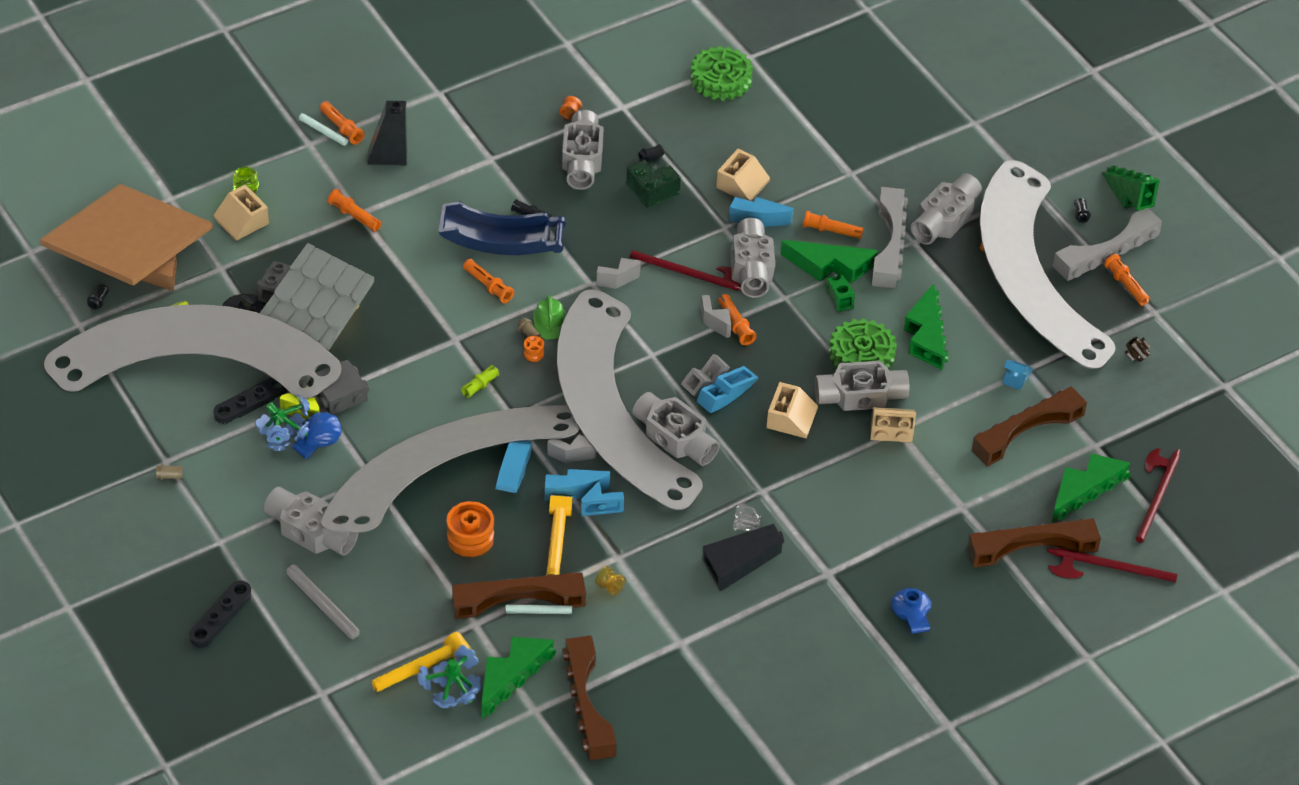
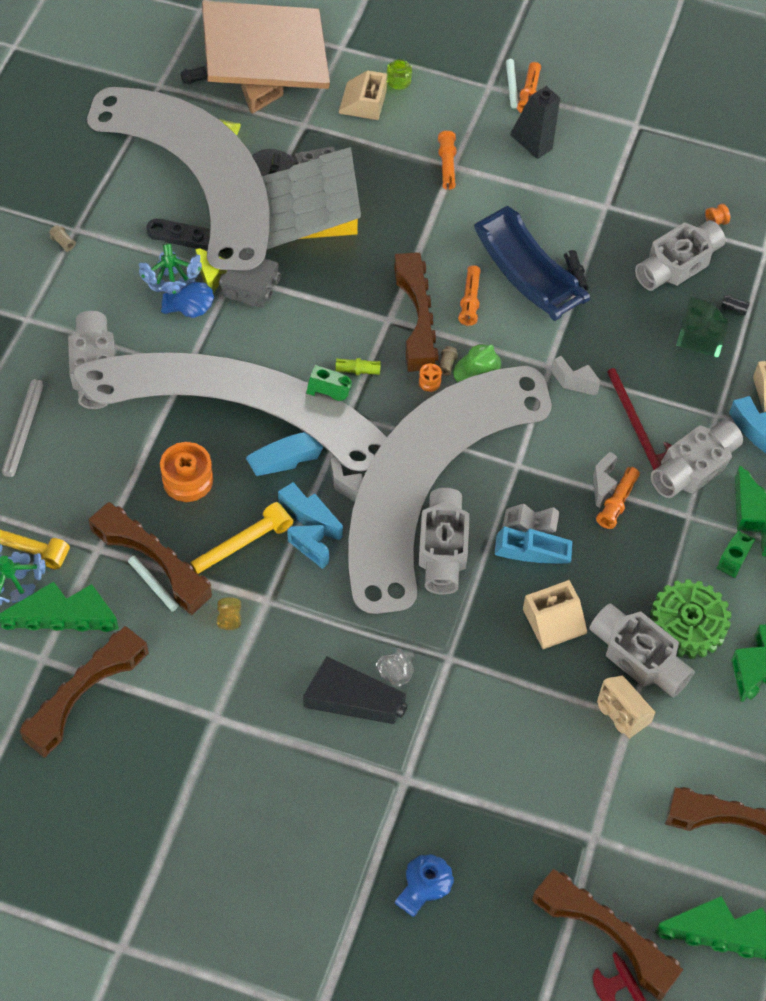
camera: 50 degrees right, 10 degrees up
(436, 300) = (410, 277): none -> reddish brown arch
(479, 404) = (329, 383): none -> green leg

